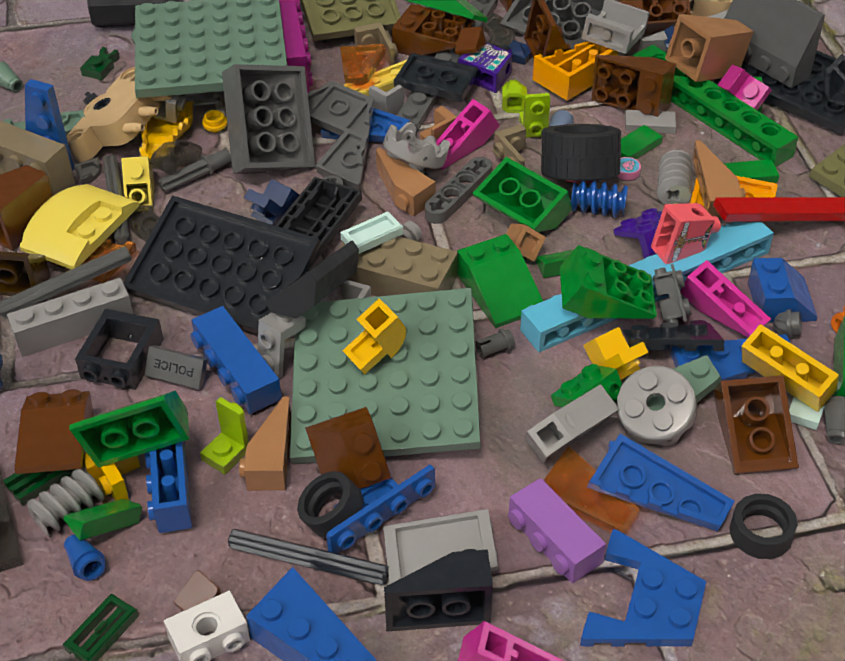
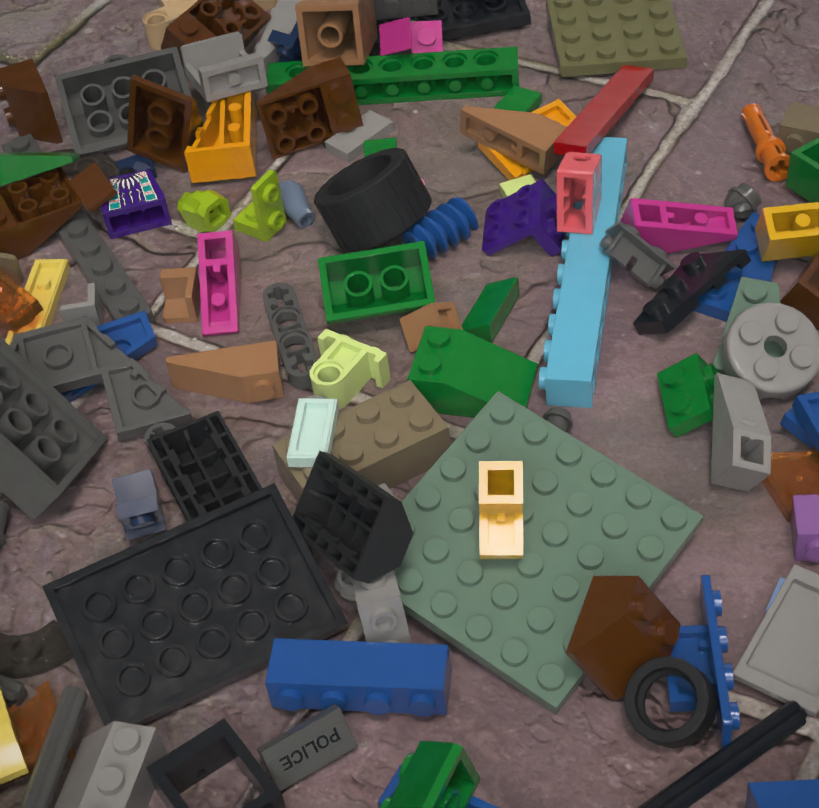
camera: 45 degrees left, 0 degrees up
(231, 443) = (475, 728): lime bracket -> none
(268, 451) = (538, 725): medium nougat slope -> none
(413, 150) = (206, 326): light grey plate -> none
(436, 77) = (104, 250): black tile -> none
(449, 224) = (346, 367): none -> yellowish green pin
(509, 142) = (283, 263): dark tan bracket -> none
(605, 287) = (588, 293): green slope -> none
(613, 352) = (659, 345): yellow brick -> none
(675, 177) = (471, 162): light grey piece -> none
(779, 287) = (690, 181): blue slope -> none

